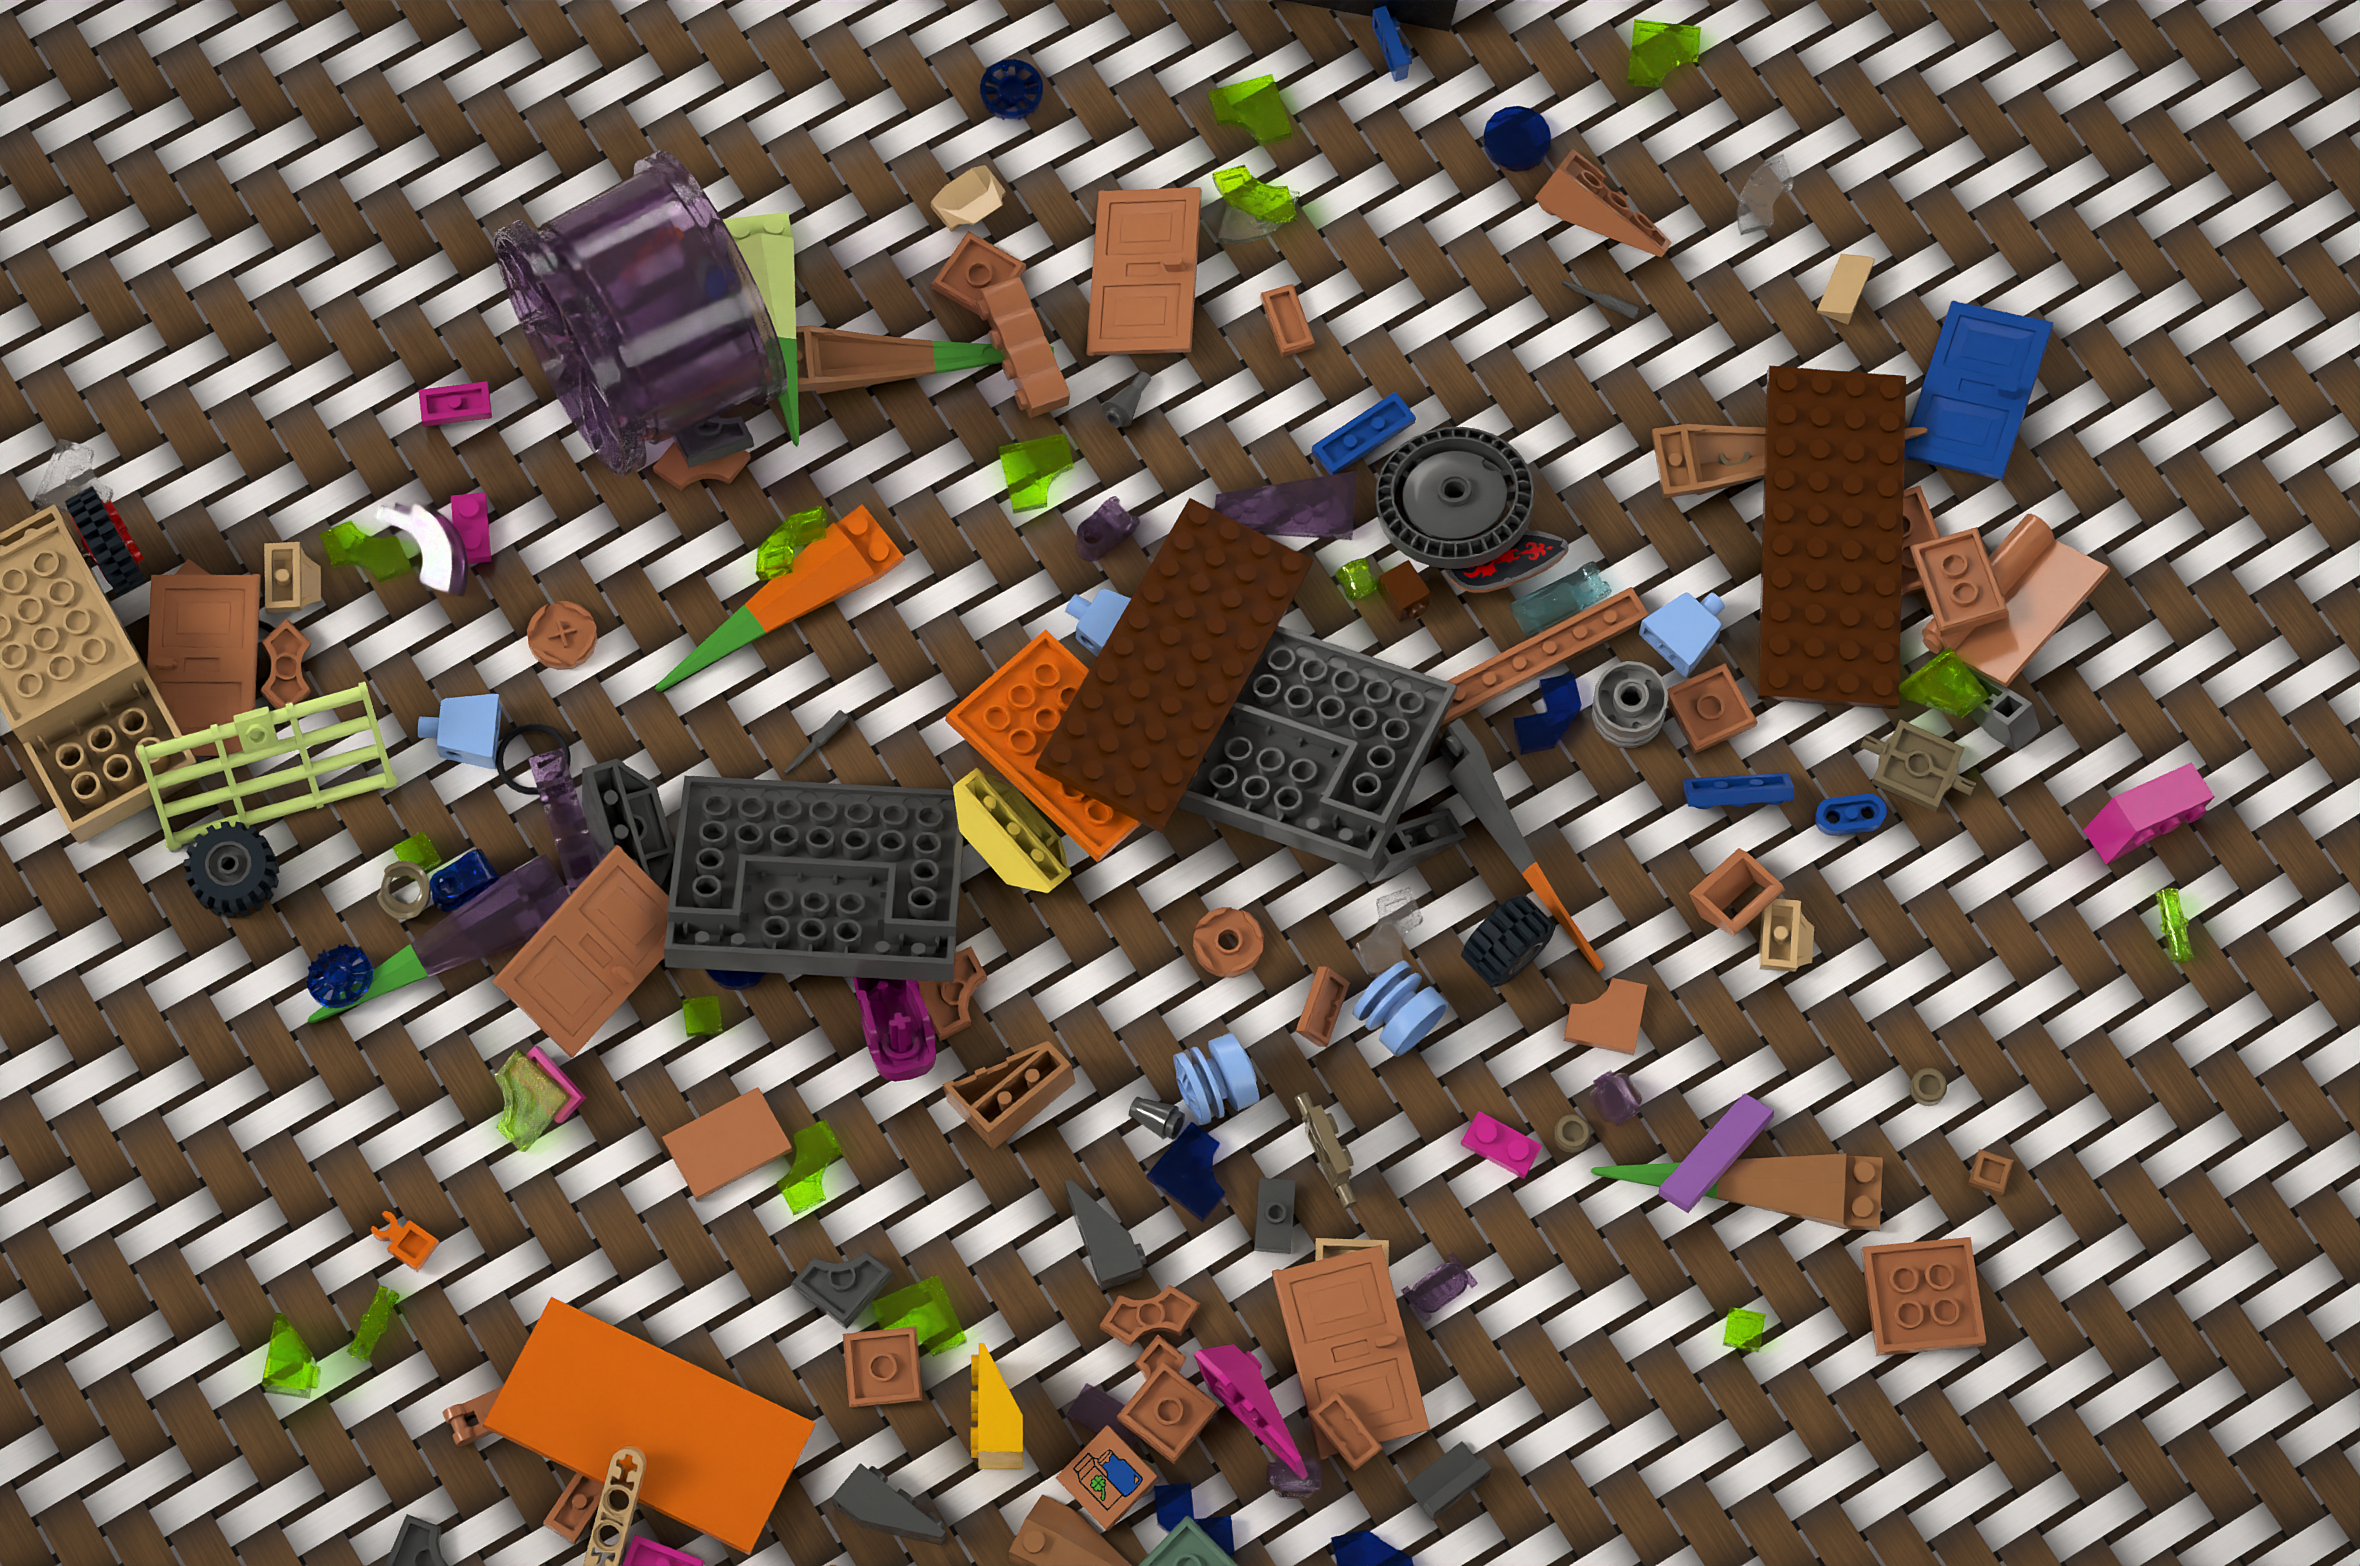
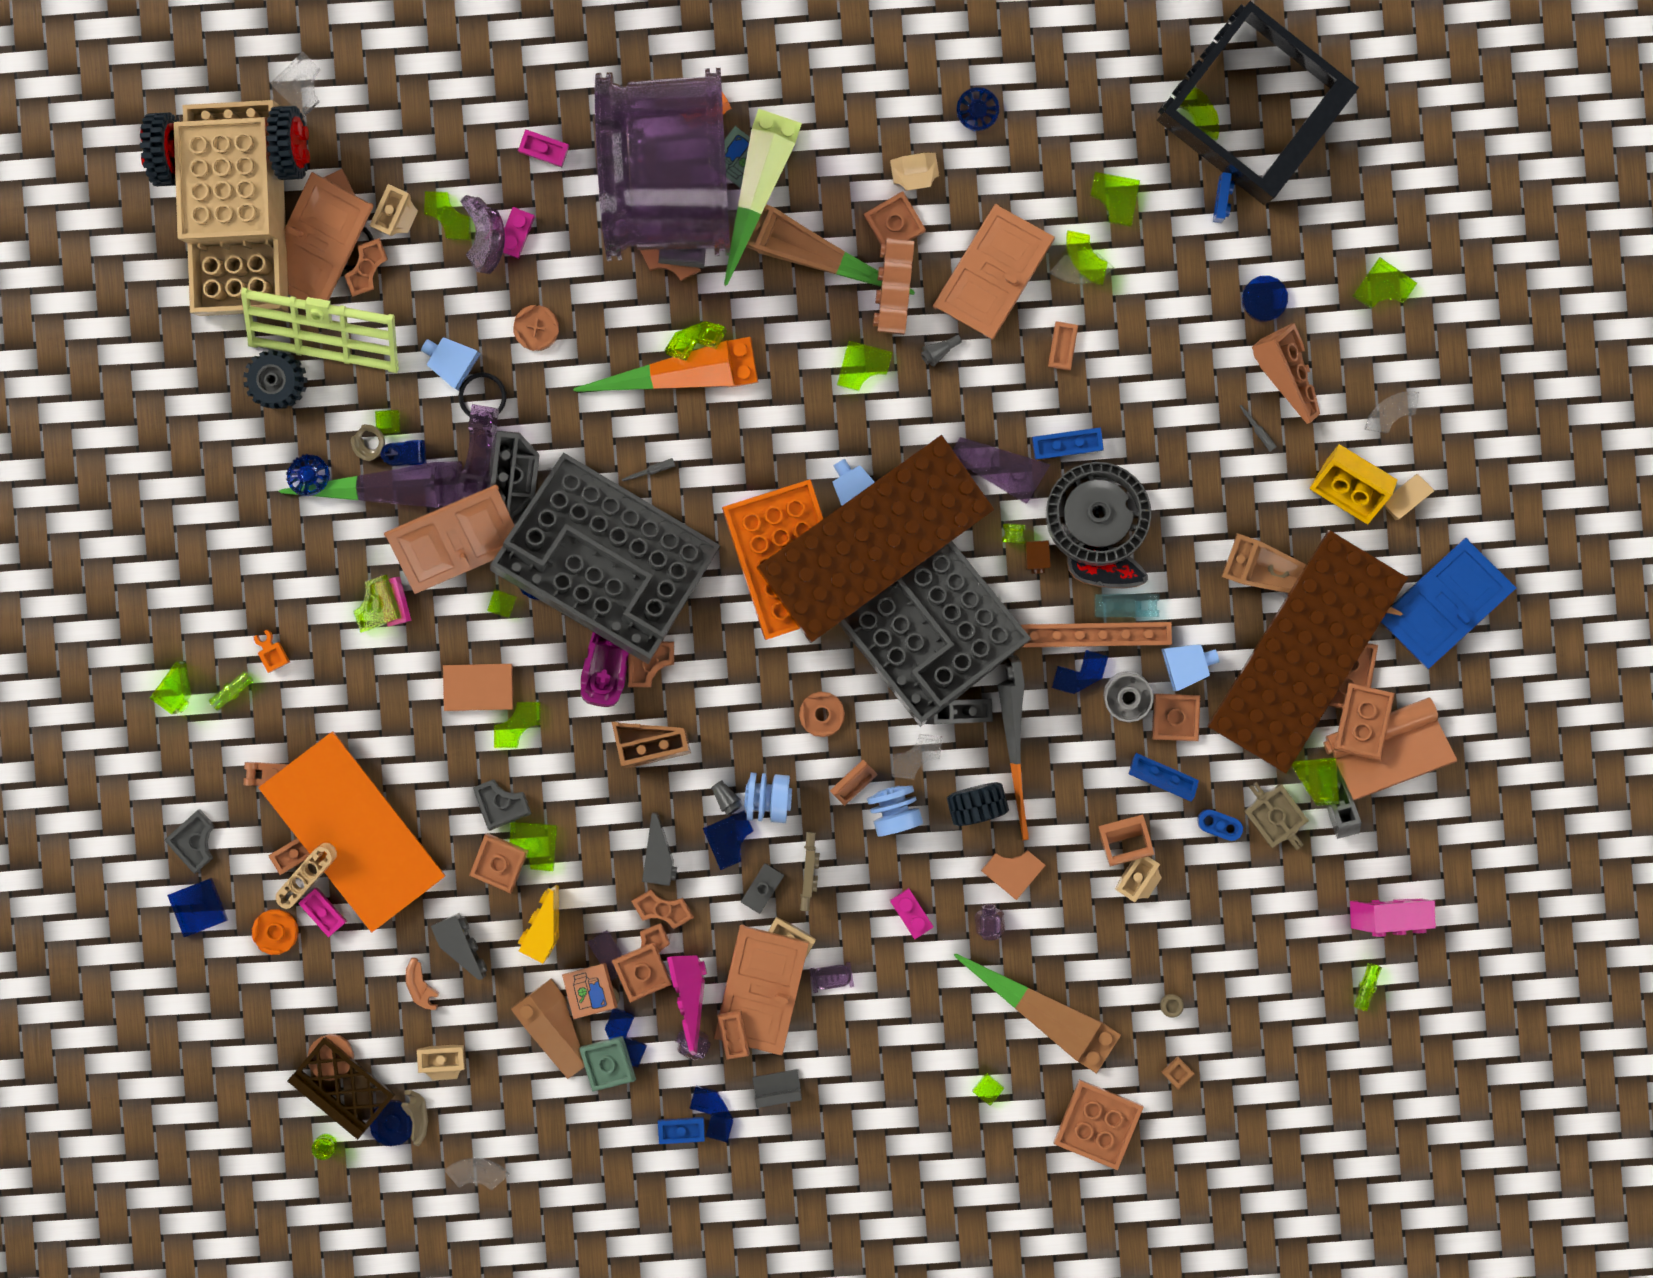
camera: 30 degrees right, 20 degrees up
(1009, 833) = (727, 591): light yellow wedge -> none
(1109, 525) = (885, 425): clear purple piece -> none
(1572, 1133) = (955, 927): dark tan tile -> none
(1716, 1153) = (1028, 985): medium lavender tile -> none
(1767, 303) = (1353, 484): none -> yellow slope

